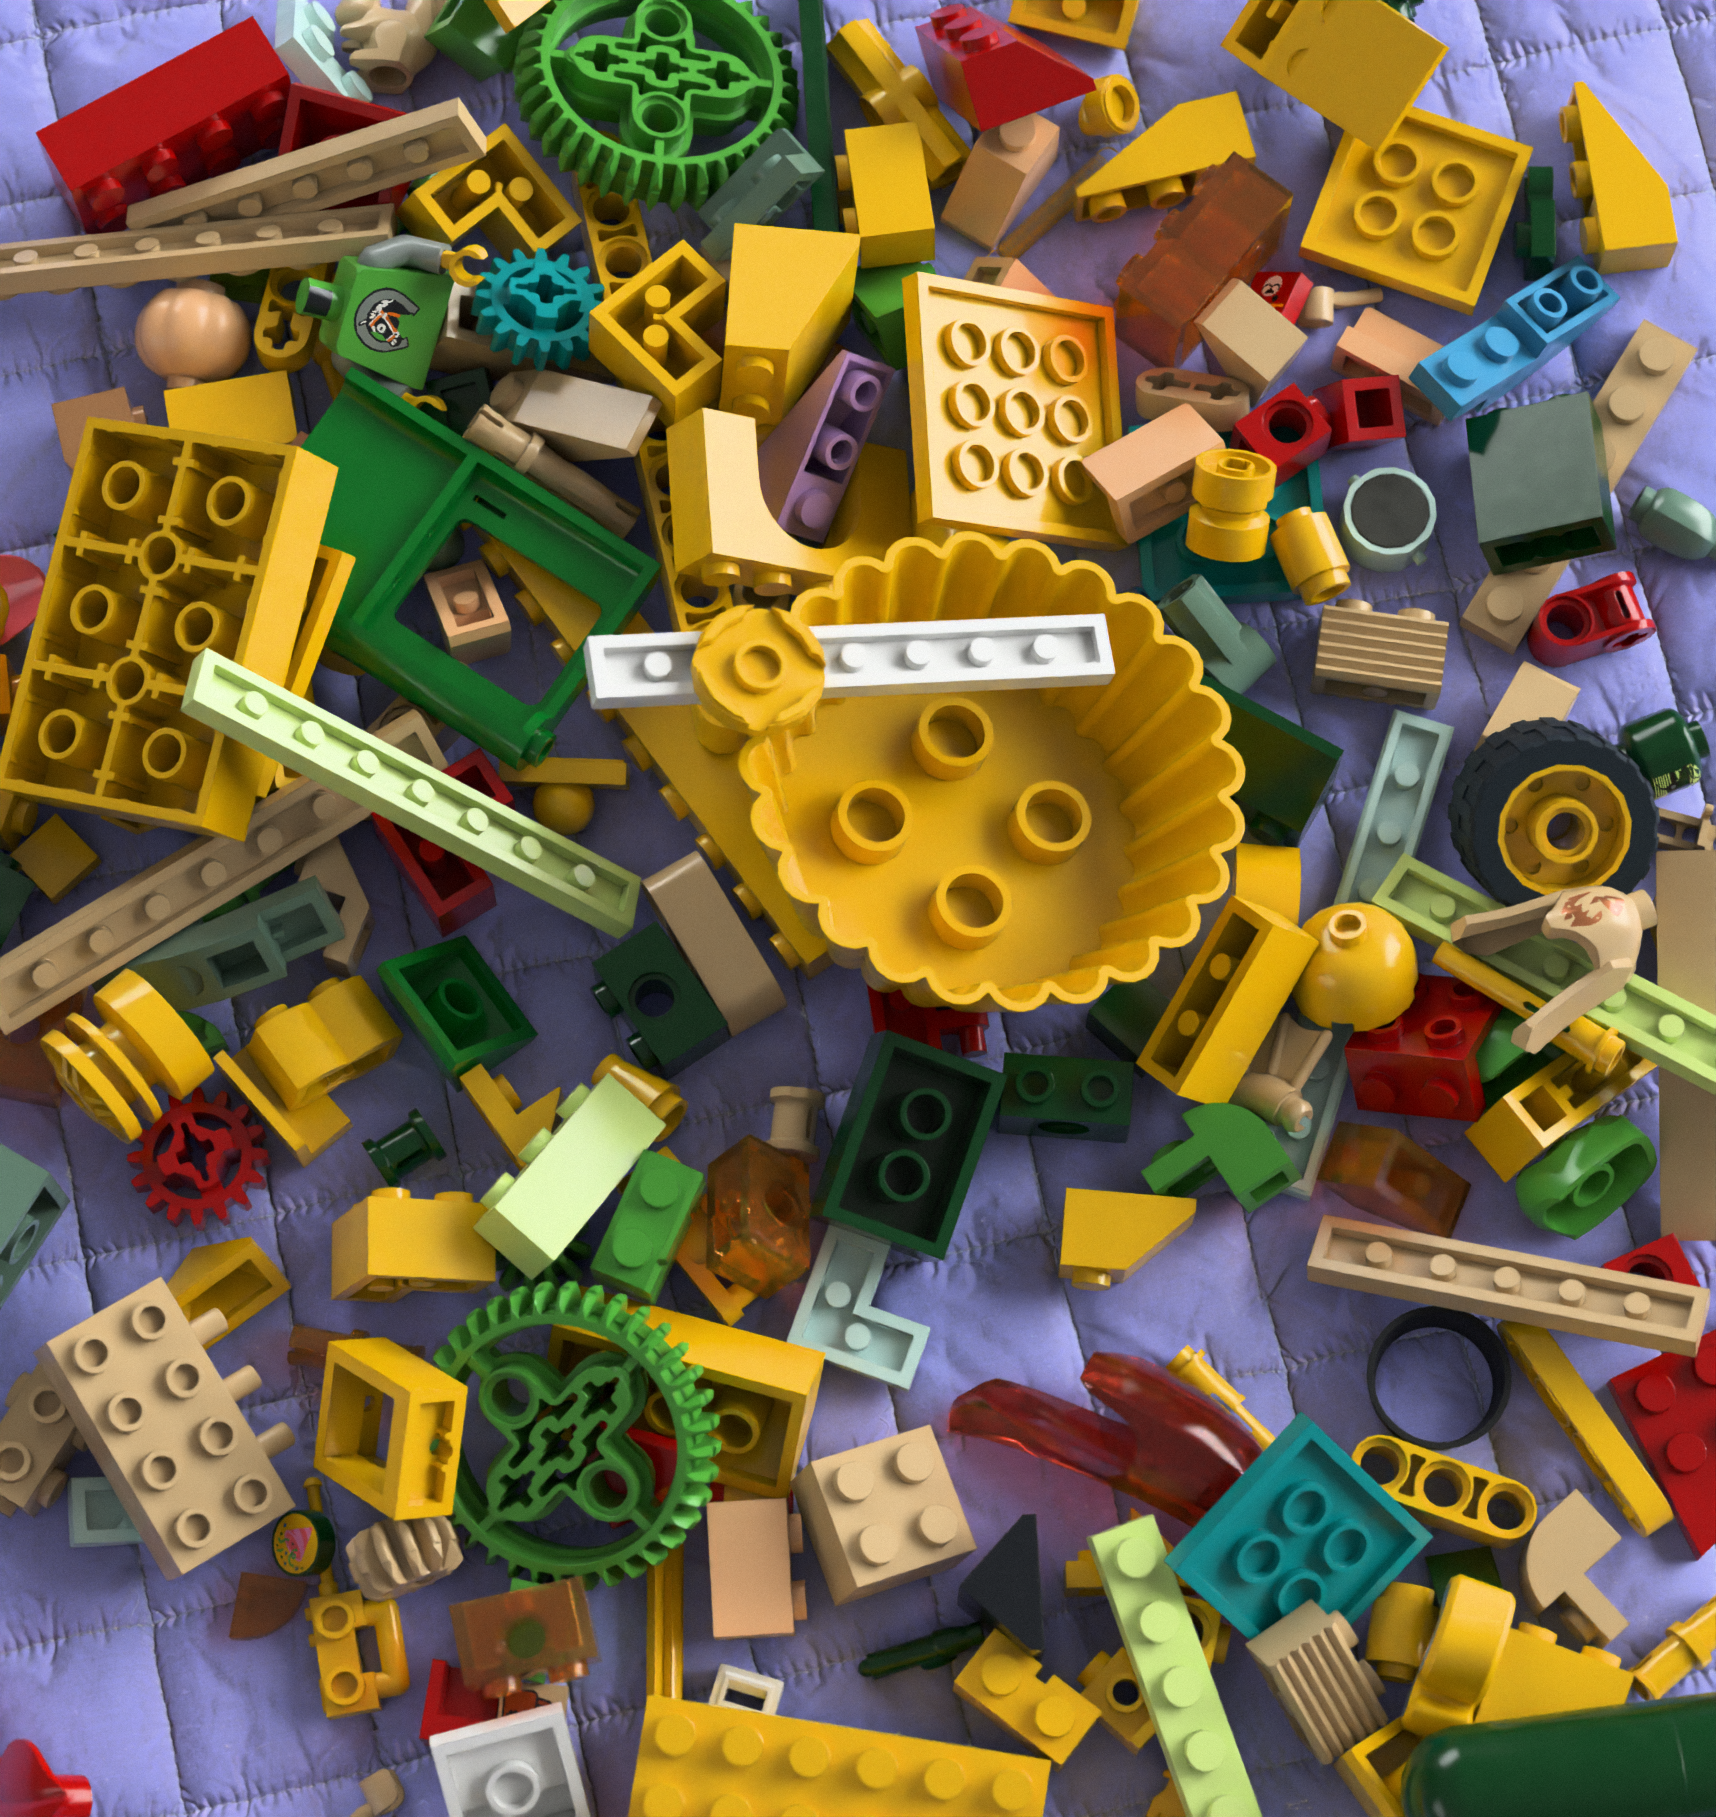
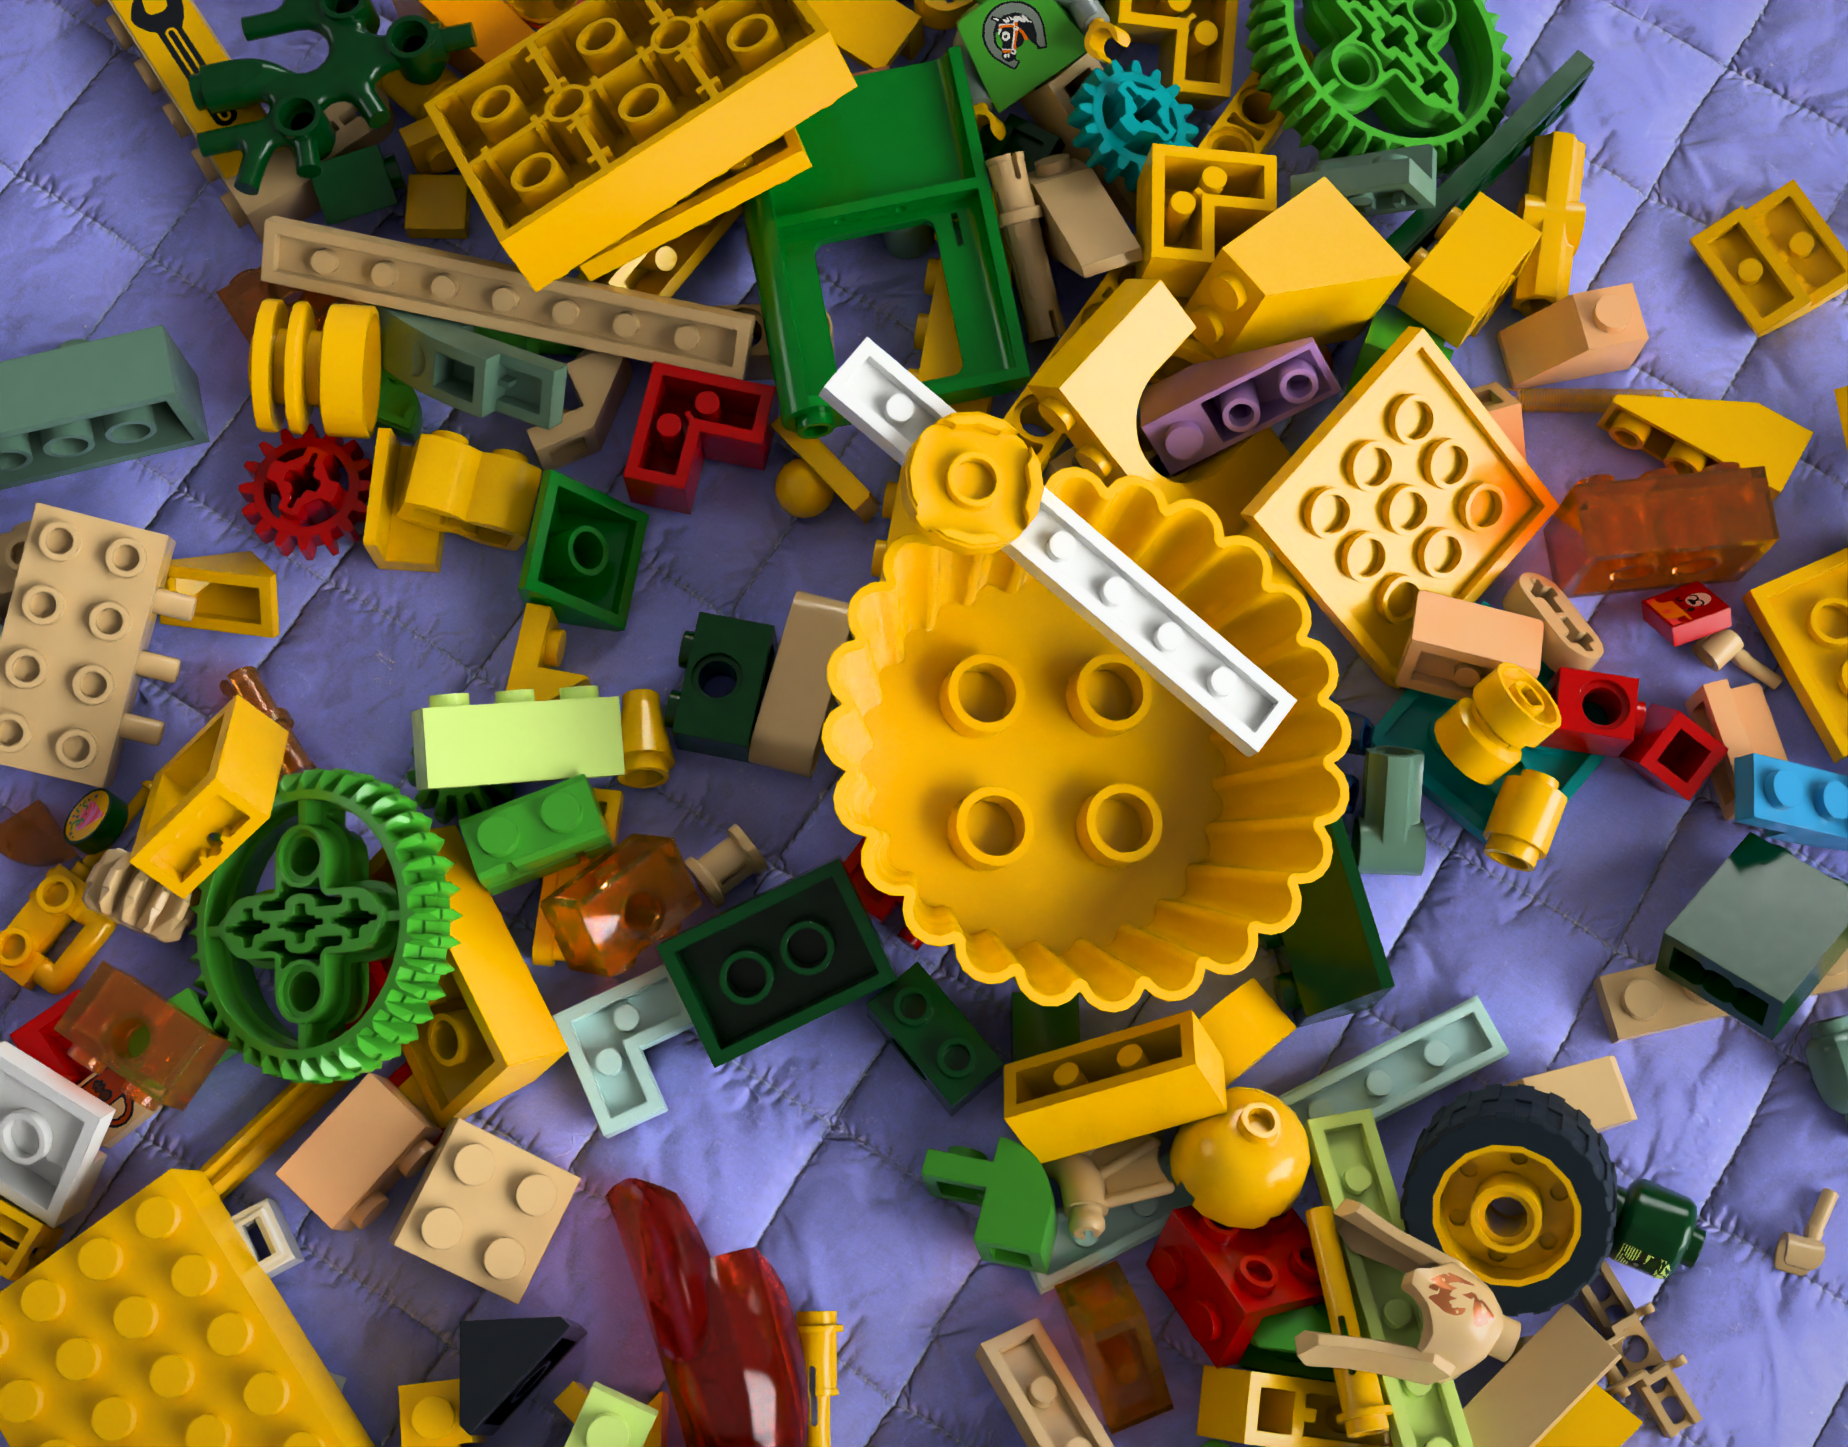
camera: 45 degrees right, 0 degrees up
(404, 1149) = (447, 619): dark green bush -> none
(409, 1245) = (369, 686): yellow brick -> none
(410, 793) = (677, 361): yellowish green plate -> none
(469, 612) = (874, 295): light nougat slope -> none
(926, 1651) = (423, 1342): dark green piece -> none
(992, 69) = (1643, 251): red slope -> none
(1109, 109) = (1704, 364): yellow tile -> none
(1116, 1233) = (867, 1175): yellow slope -> none
(1249, 337) = (1639, 618): tan slope -> none
(1379, 655) = (1506, 944): tan brick -> none
(1387, 519) = (1614, 850): piece -> none
(1599, 615) = (1709, 1078): red piece -> none

